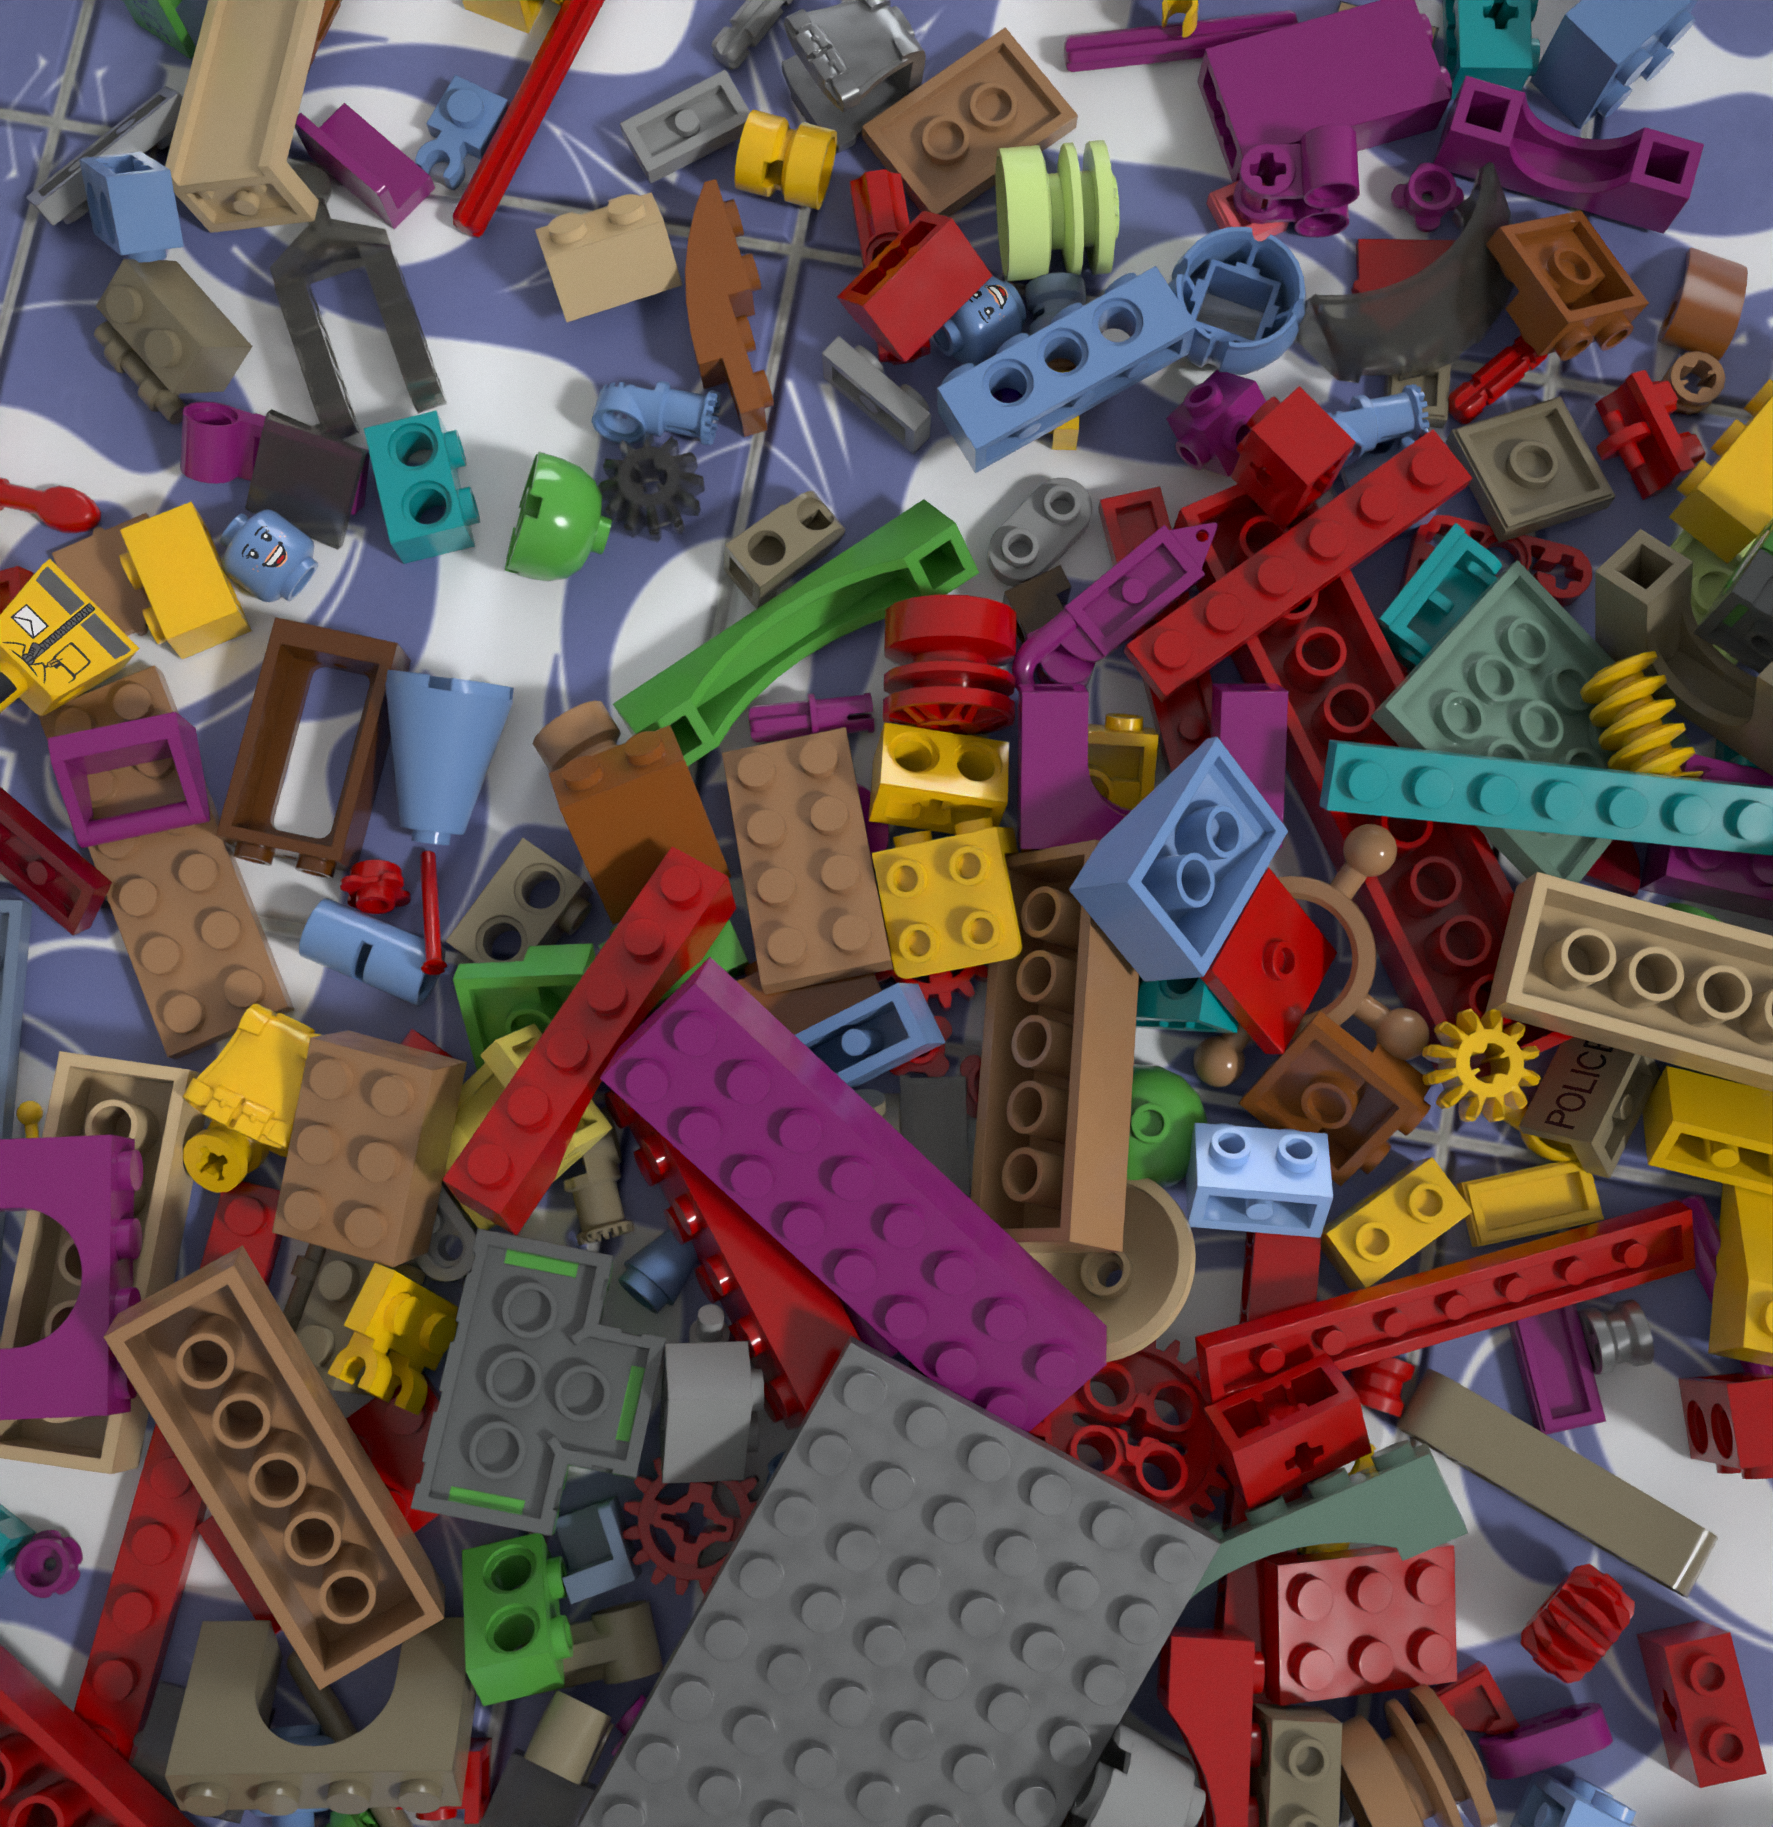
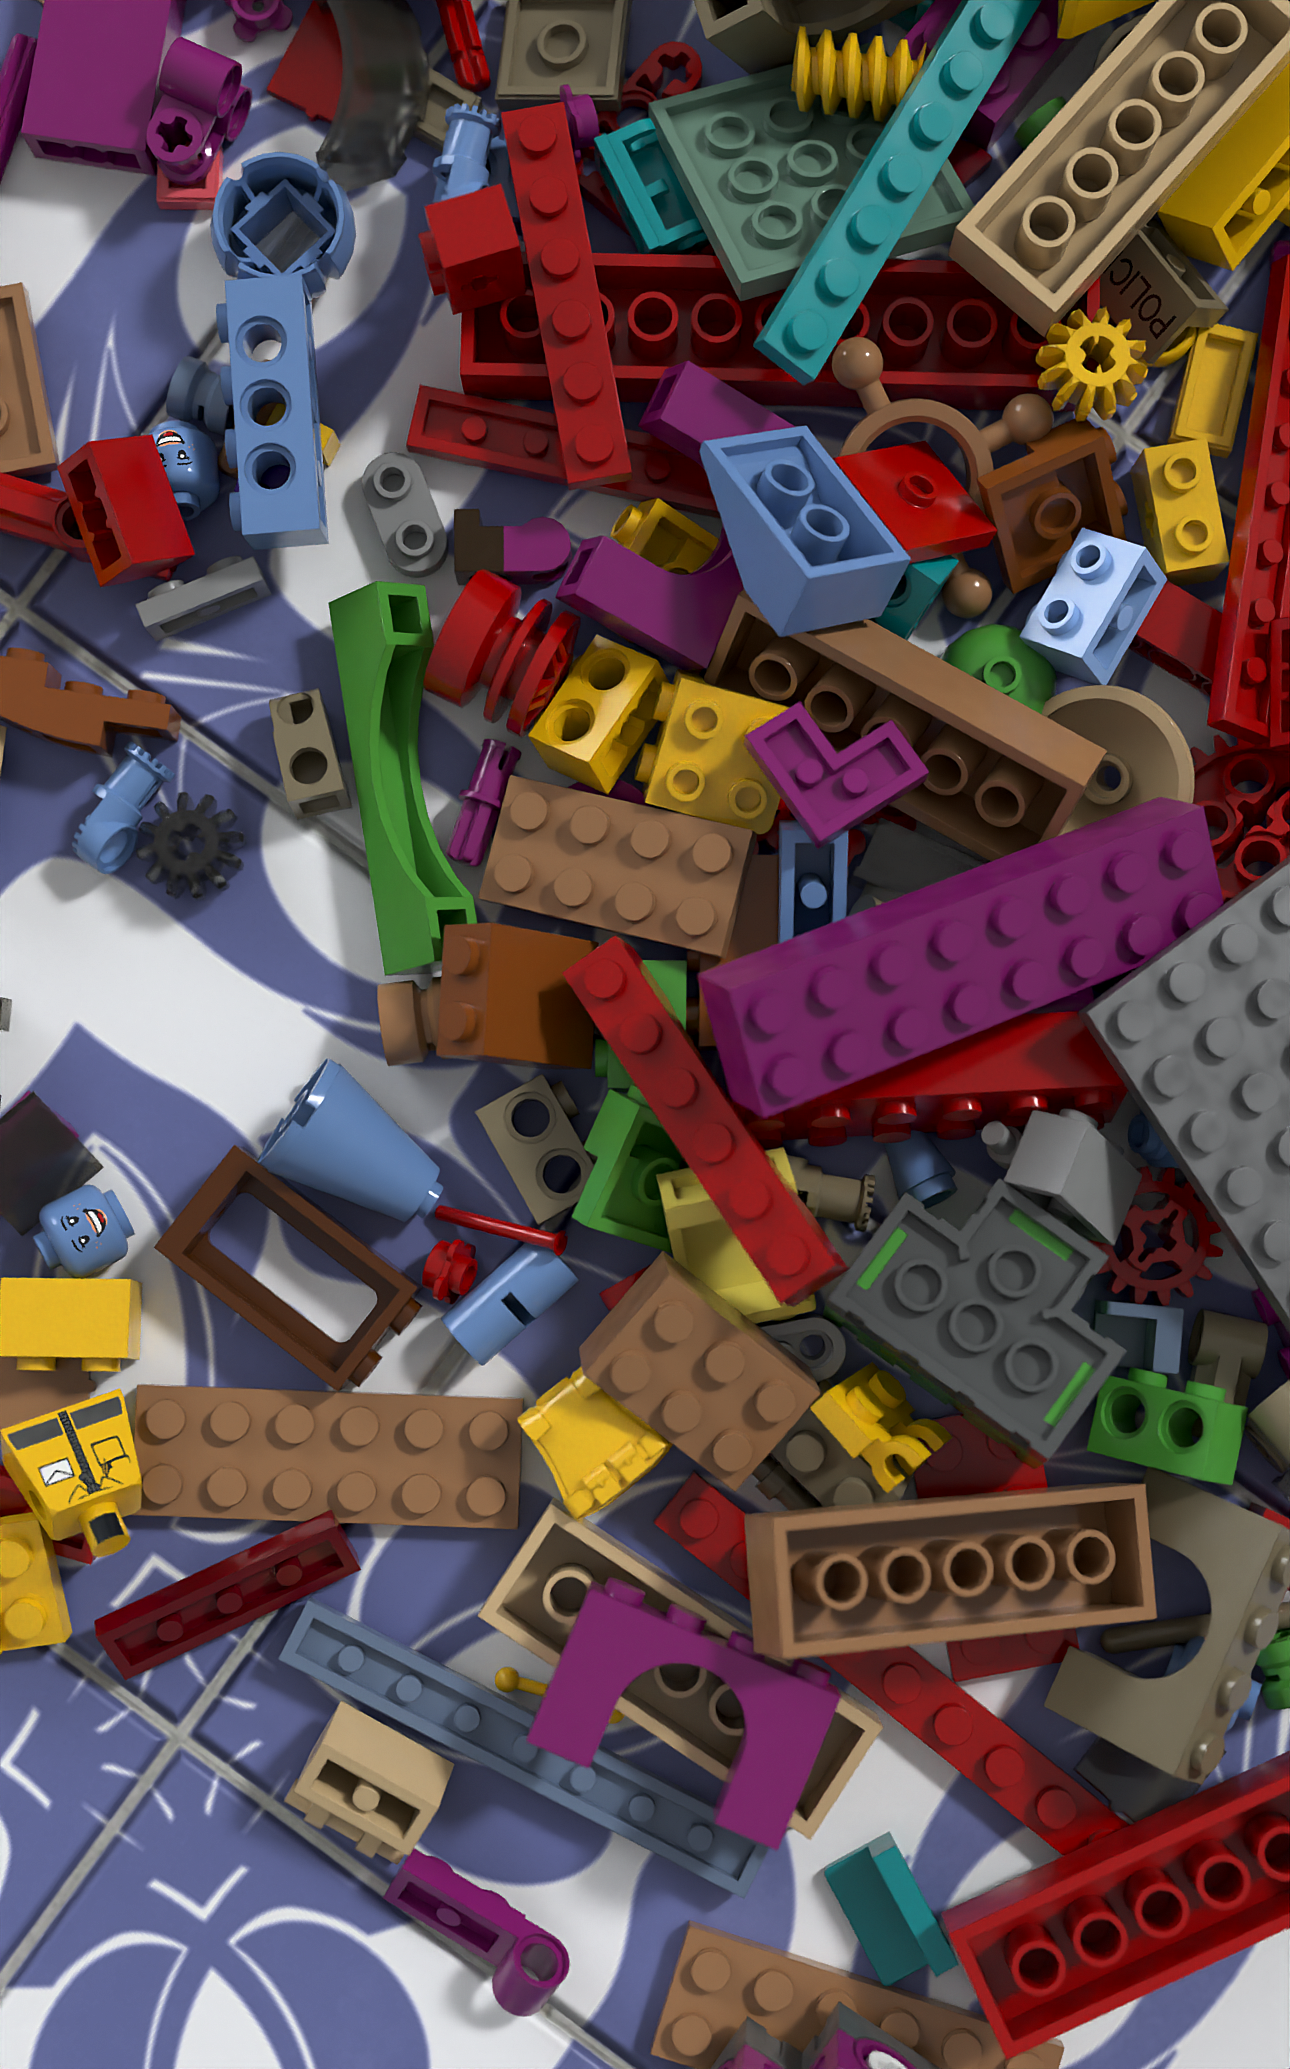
camera: 65 degrees left, 5 degrees up
(31, 1567) = (930, 1844): magenta plate -> none
(123, 746) = (212, 1439): magenta tile -> none
(221, 1157) = (638, 1515): yellow wheel -> none
(410, 491) = (83, 1071): teal brick -> none
(556, 521) = (184, 947): bright green cylinder -> none
(955, 1005) = (827, 788): none -> magenta plate
(1055, 210) = (114, 343): yellowish green wheel -> none
(1121, 600) = (519, 470): magenta plate -> none
(1214, 421) = (389, 299): magenta brick -> none
(1466, 505) = (581, 120): none -> magenta plate

